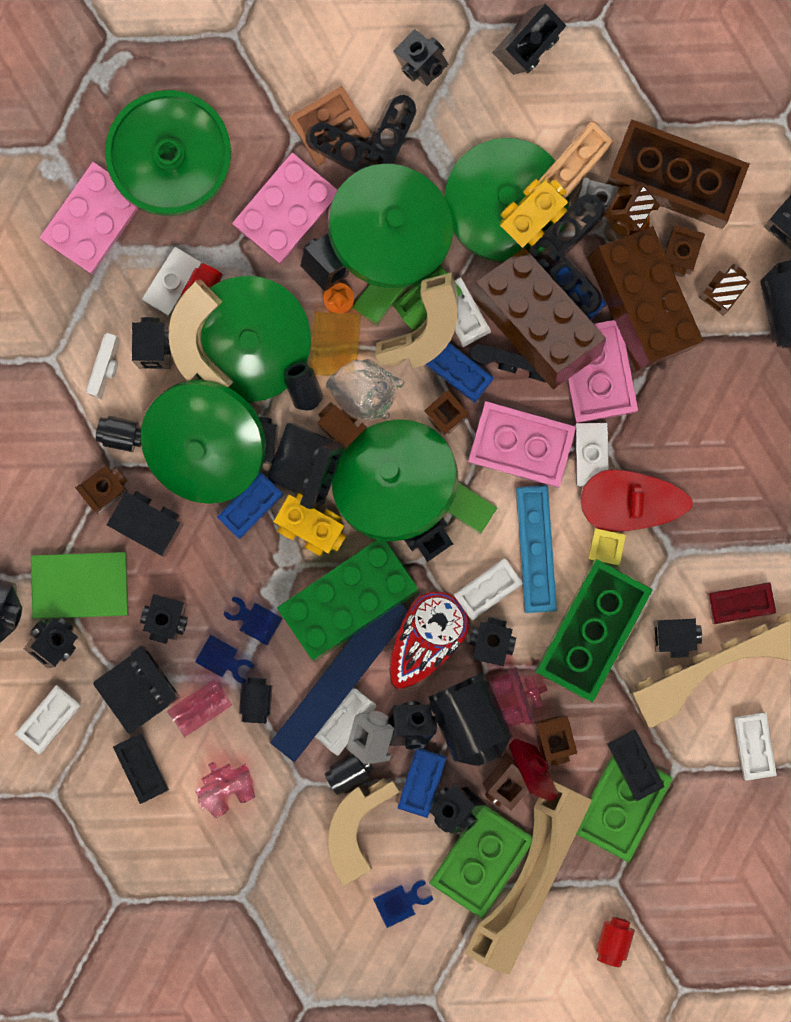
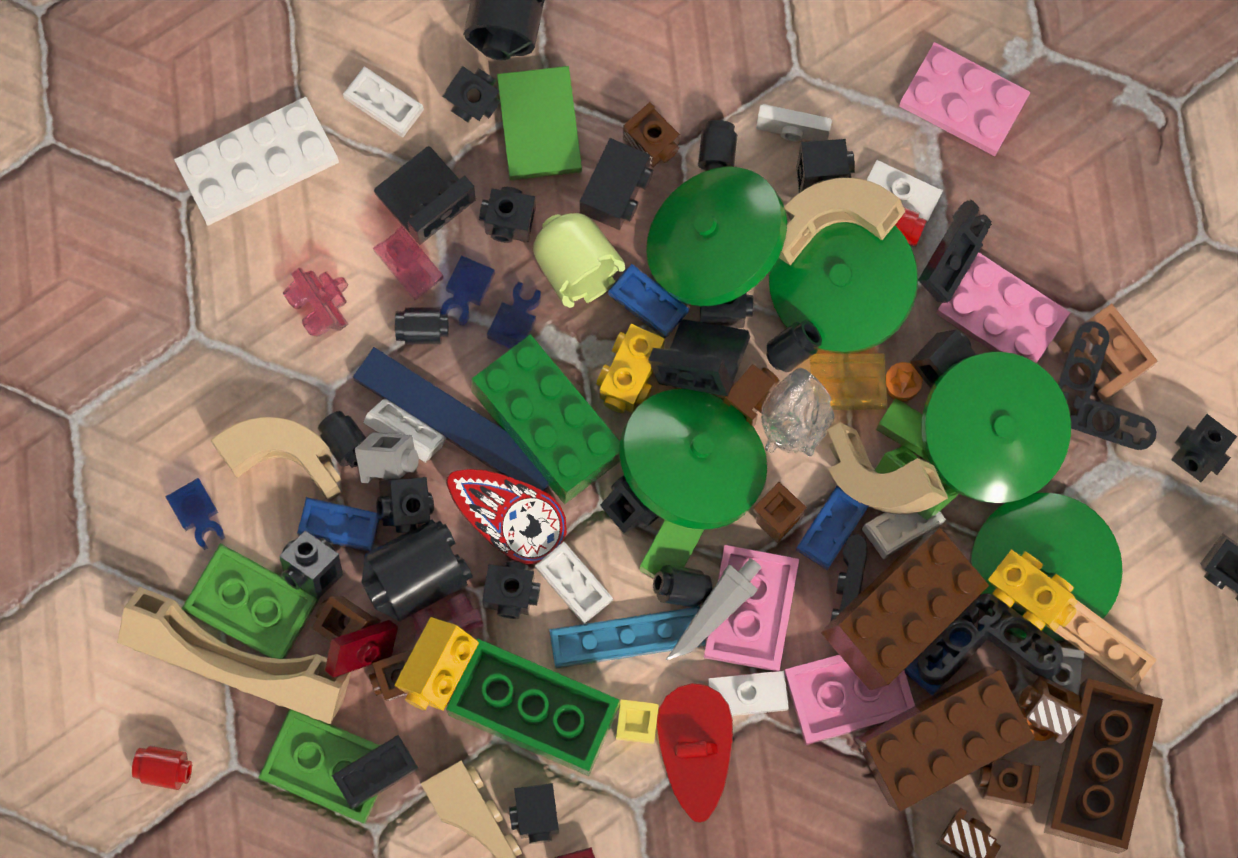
camera: 85 degrees right, 10 degrees down
(91, 834) = (256, 160): none -> white plate
(141, 768) = (335, 207): black plate -> none
(168, 153) = (1050, 171): green dish -> none
(208, 564) = (576, 258): none -> yellowish green cylinder
(231, 241) = (955, 252): none -> black hinge
(500, 499) = (682, 586): none -> black brick
(514, 464) = (725, 598): none -> light grey bar
(557, 708) = (436, 664): none -> yellow brick

